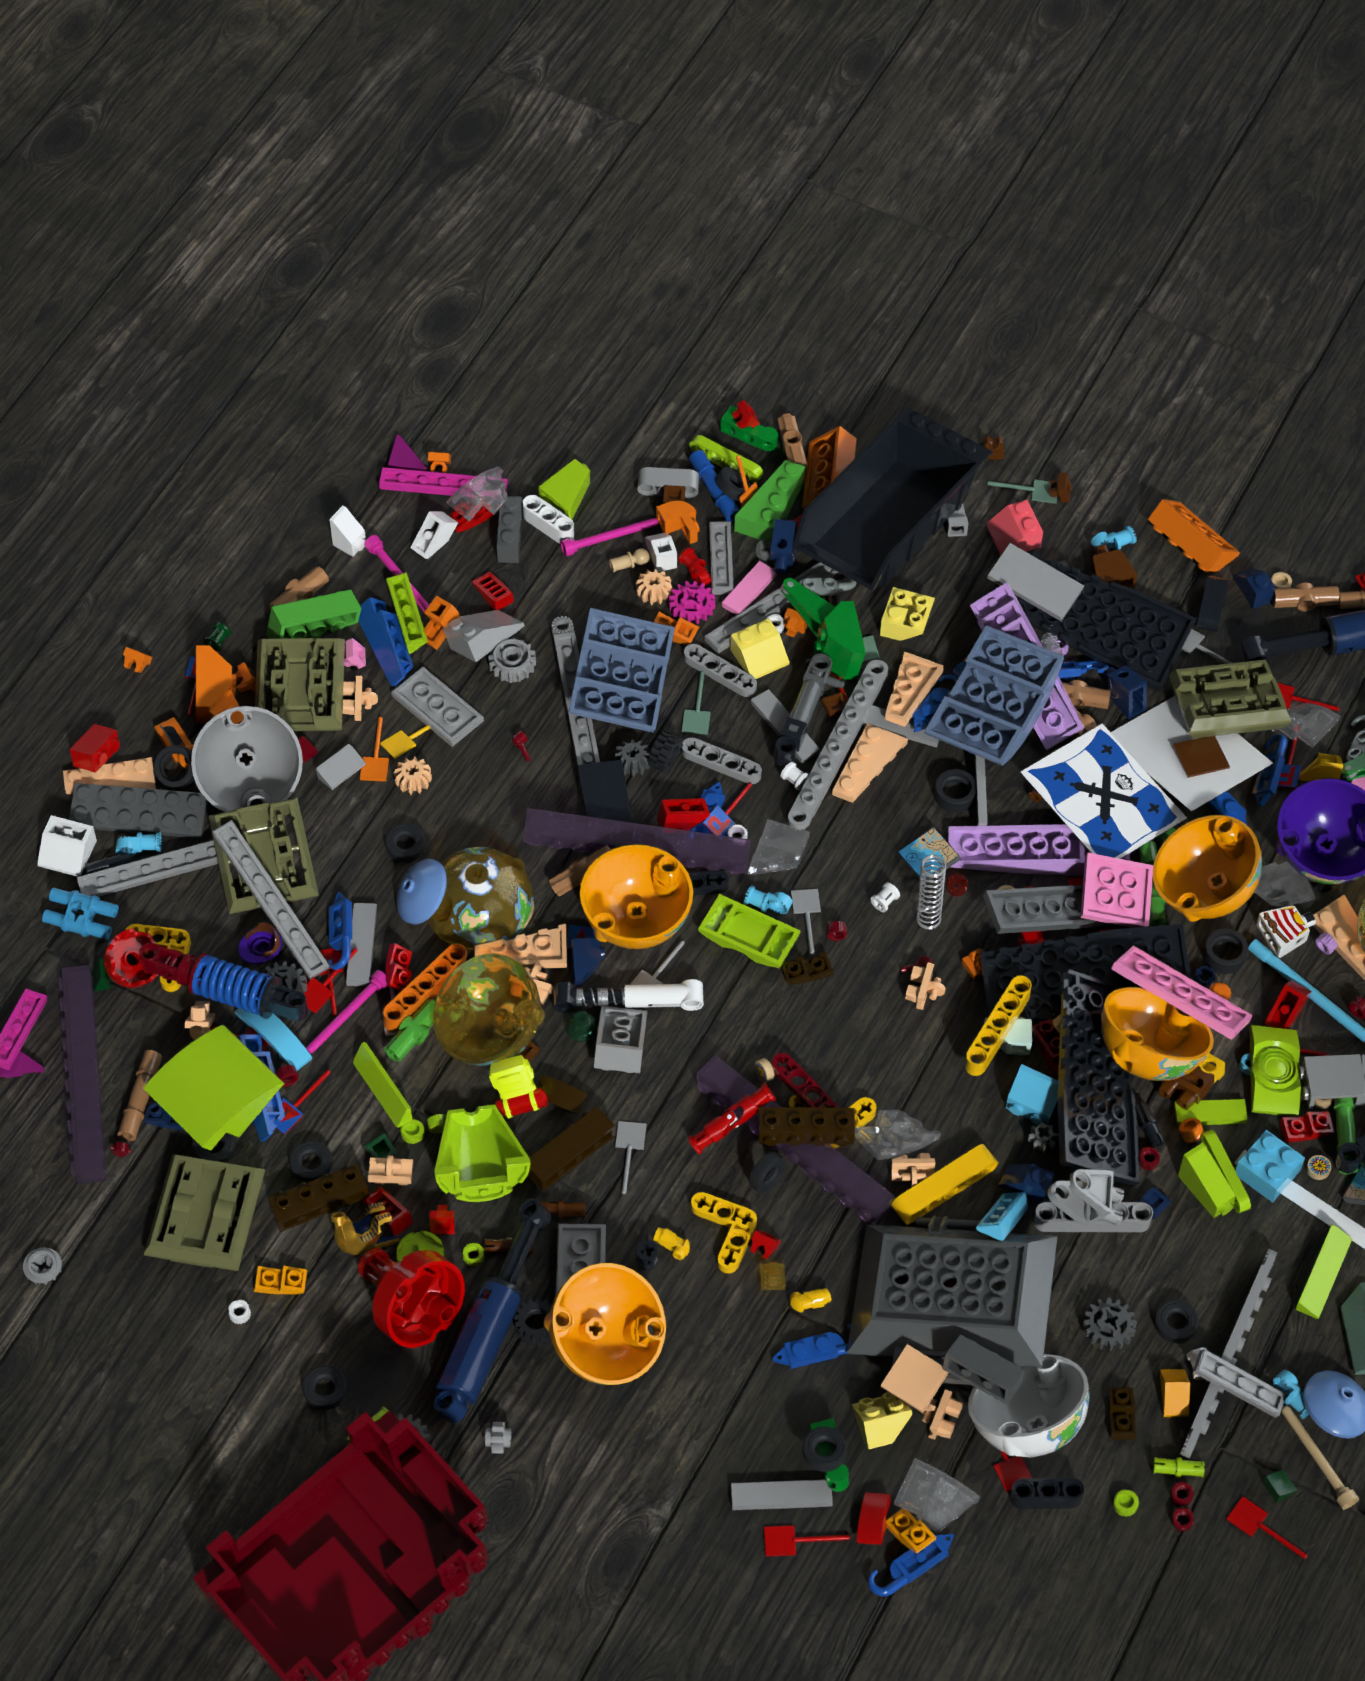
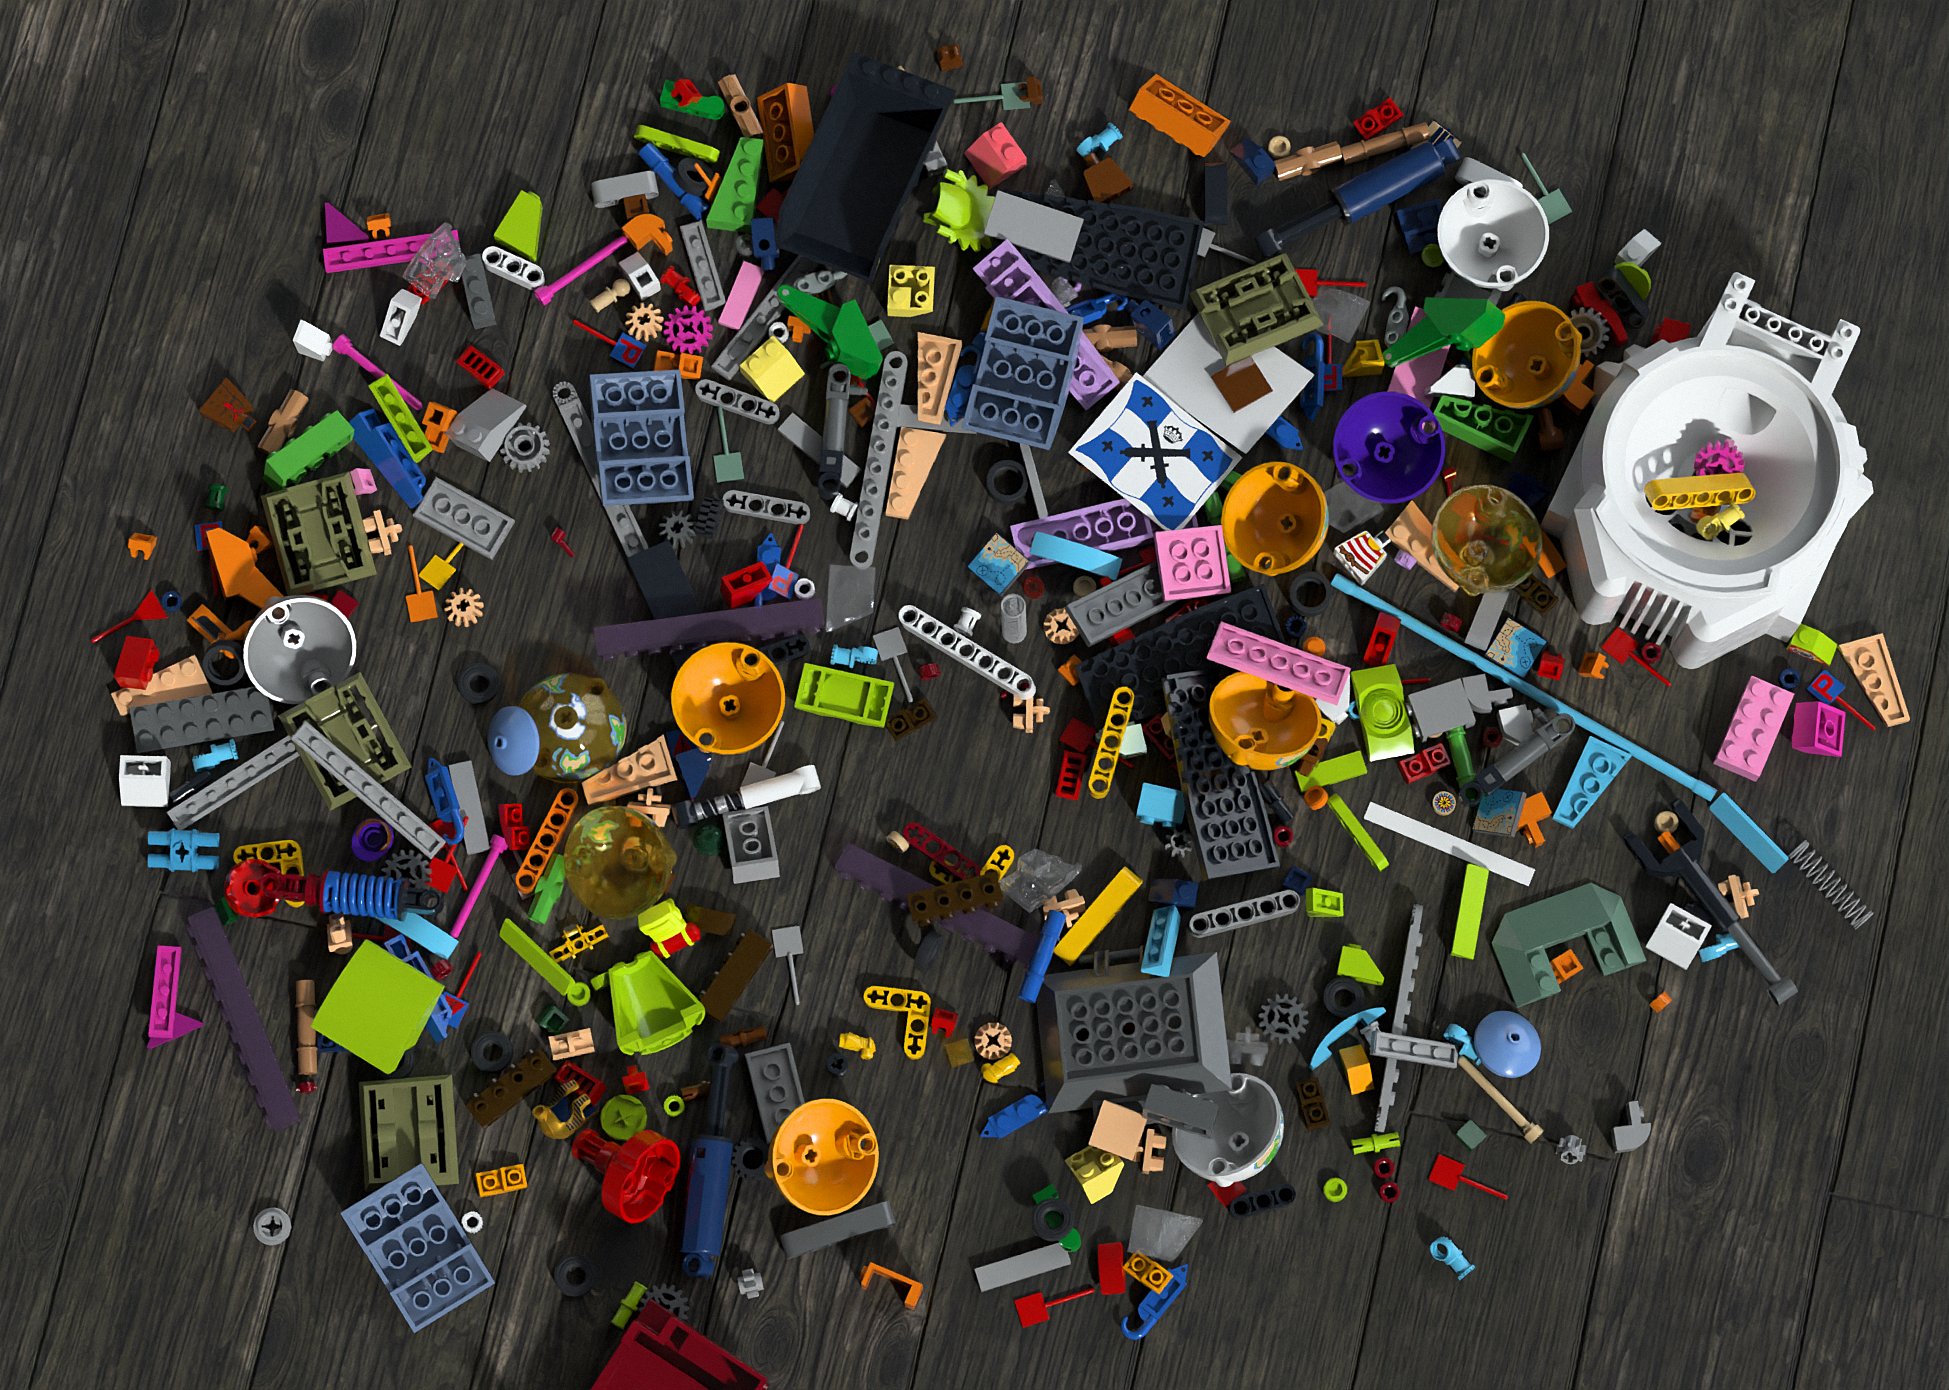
camera: 15 degrees left, 20 degrees up
(123, 714) = (148, 610): none -> red piece
(146, 717) = (164, 601): none -> dark blue axle
(176, 1315) = (418, 1247): none -> sand blue slope
(253, 569) = (228, 408): none -> reddish brown torso
(340, 767) = (388, 616): light grey slope -> none
(434, 1081) = (569, 944): none -> yellow piece
(574, 874) = (662, 676): medium nougat piece -> none
(602, 1410) = (837, 1230): none -> dark grey beam
(630, 606) = (626, 349): none -> piece
(659, 1475) = (915, 1287): none -> orange panel
(722, 1125) = (870, 918): red piece -> none
(807, 1283) = (993, 1052): none -> light nougat gear
(878, 919) = (961, 643): none -> white beam
(879, 1199) = (1042, 956): none -> blue piece
(959, 1037) = (1076, 756): none -> red slope
(968, 1023) = (1079, 737): none -> red piece
(969, 559) = (962, 211): none -> lime piece
(975, 932) = (1051, 627): none -> light nougat gear
(1005, 860) = (1075, 555): none -> medium azure slope
(1076, 1347) = (1257, 1049): none -> clear hips
(1089, 1198) = (1237, 906): light grey piece -> none
(1169, 1347) = (1366, 1017): none -> medium azure slope
(1175, 1226) = (1323, 903): none -> lime slope
(1200, 1293) = (1358, 966): none -> lime slope
(1206, 1181) = (1343, 851): lime slope -> none
(1230, 1050) = (1336, 713): none -> white slope
(1235, 1599) = (1452, 1257): none -> medium azure connector
(1269, 1166) = (1397, 817): medium azure brick -> none

